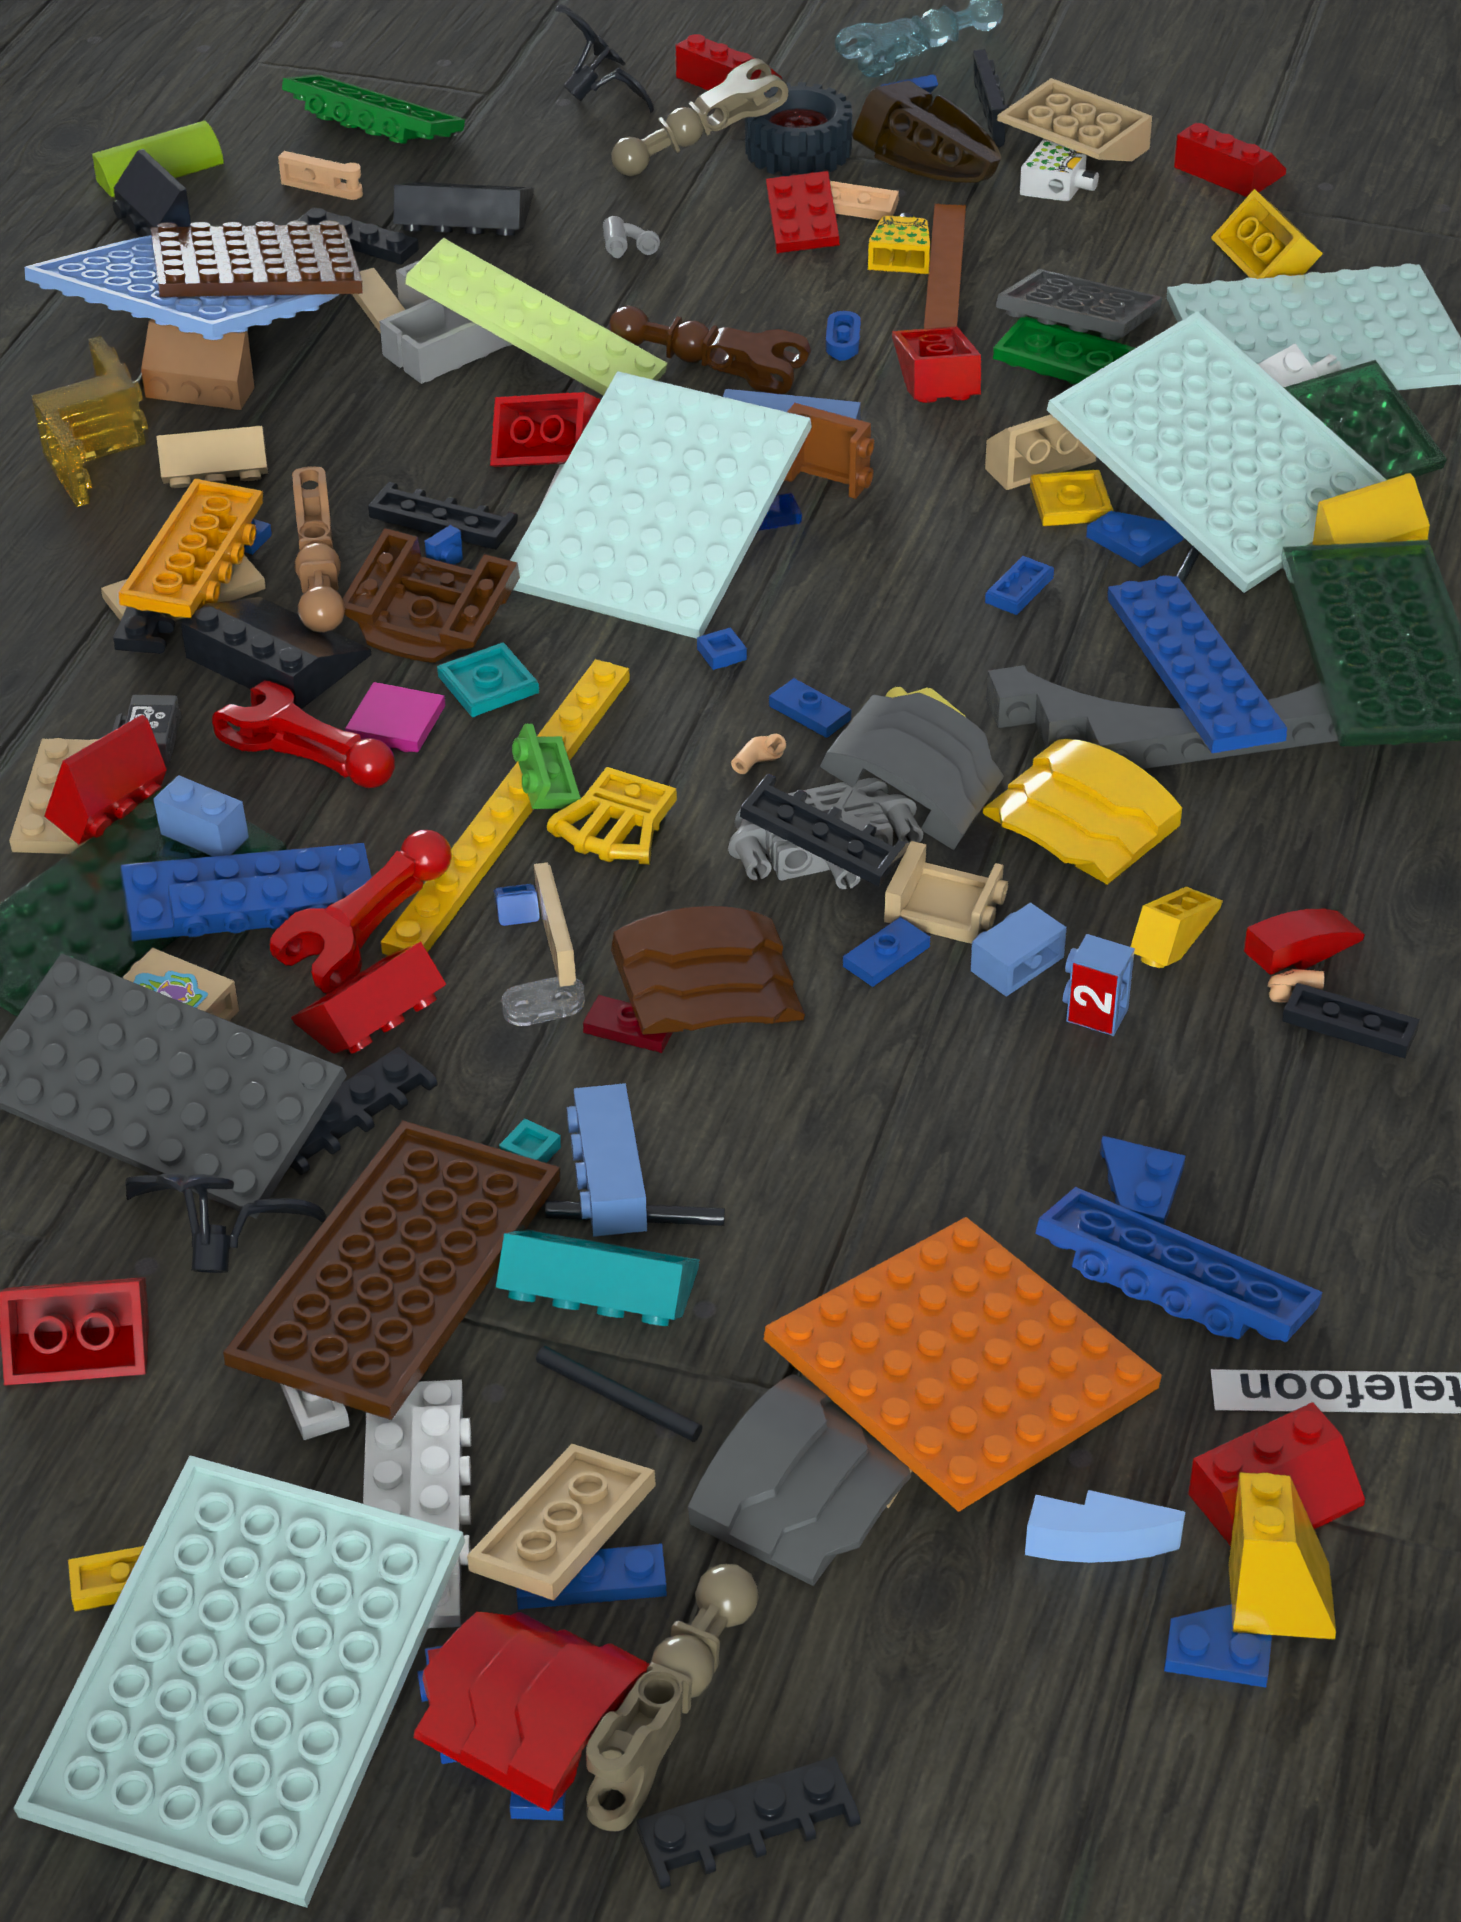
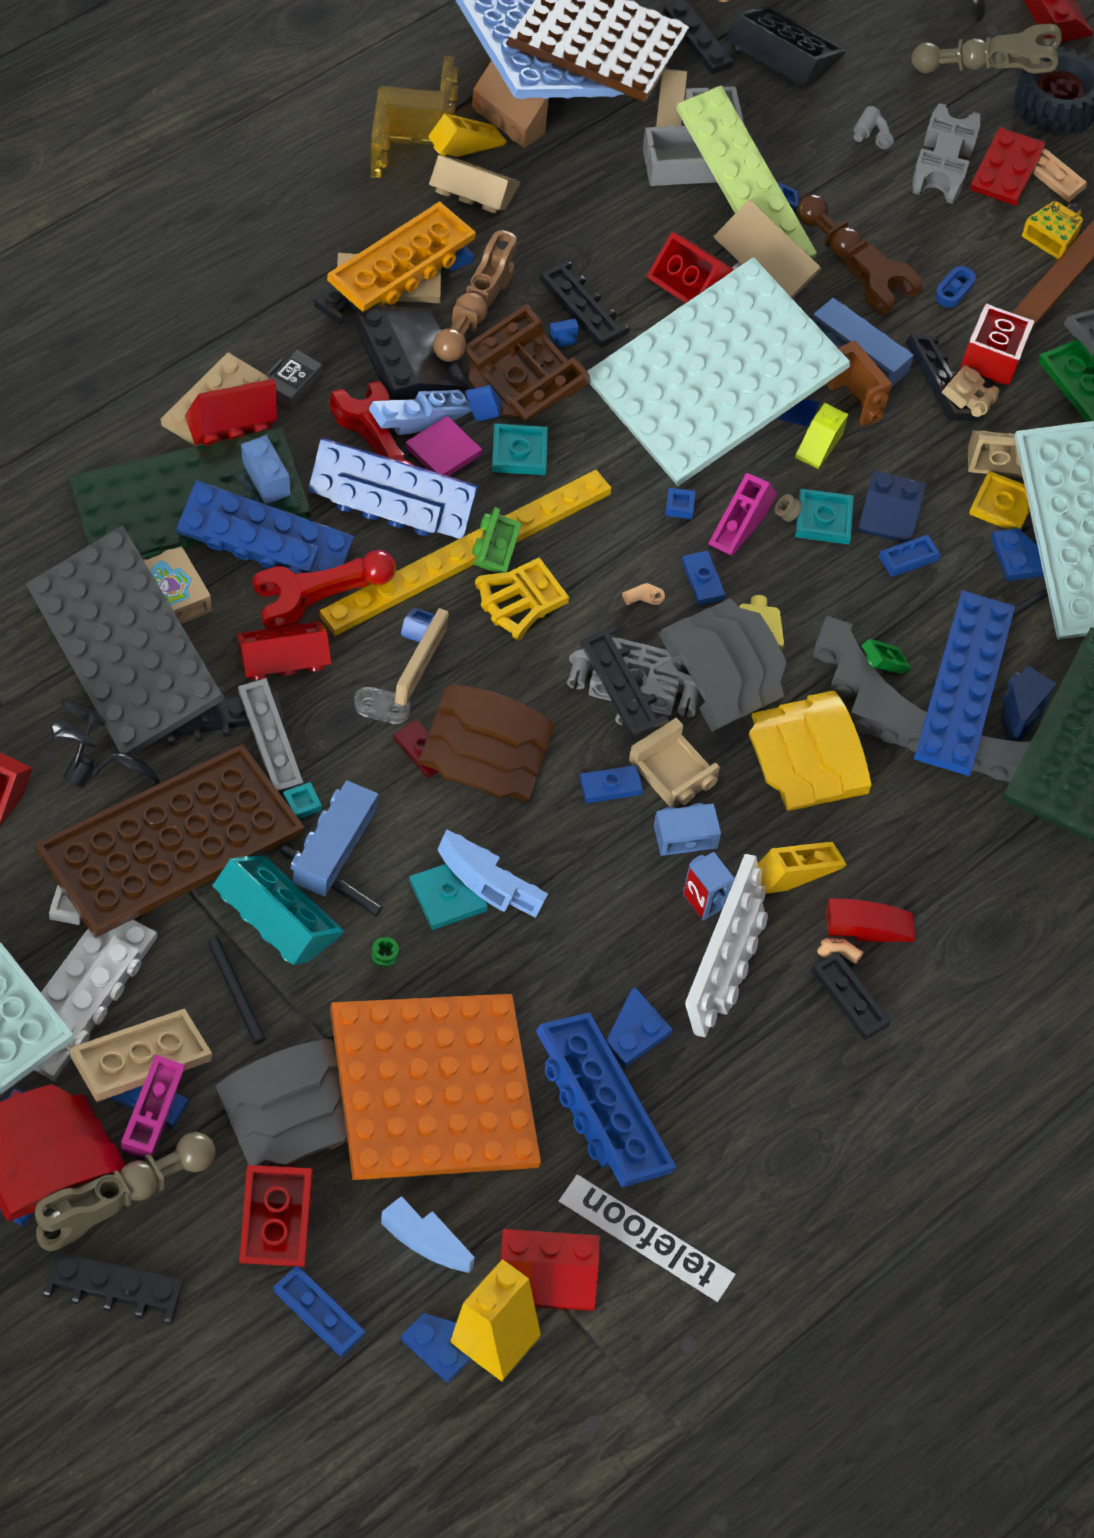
camera: 25 degrees right, 15 degrees up
(160, 415) = (464, 136): none -> yellow slope
(340, 689) = (420, 413): none -> light blue slope
(371, 777) = (392, 490): none -> plate
(408, 651) = (484, 402): none -> blue slope
(432, 1090) = (270, 735): none -> light grey plate
(590, 366) = (757, 236): none -> tan tile
(634, 1570) = (152, 1108): none -> dark pink slope
(726, 228) = (942, 166): none -> light grey piece
(770, 1266) = (384, 961): none -> green bush
(793, 1155) = (445, 897): none -> teal plate
(804, 623) = (743, 514): none -> dark pink slope
(824, 518) = (822, 436): none -> neon yellow slope
(830, 1108) = (479, 872): none -> light blue slope
(855, 602) = (788, 507): none -> dark tan bush
(893, 590) = (825, 516): none -> teal plate
(894, 1605) = (276, 1215): none -> red slope
(910, 419) = (937, 374): none -> black hinge
(940, 411) = (968, 390): none -> tan plate
(959, 547) = (891, 506): none -> dark blue slope
(1040, 1692) = (319, 1311): none -> blue plate
(1087, 681) = (886, 657): none -> green plate
(1183, 1035) = (729, 949): none -> white plate
(1275, 649) = (1024, 702): none -> dark blue slope

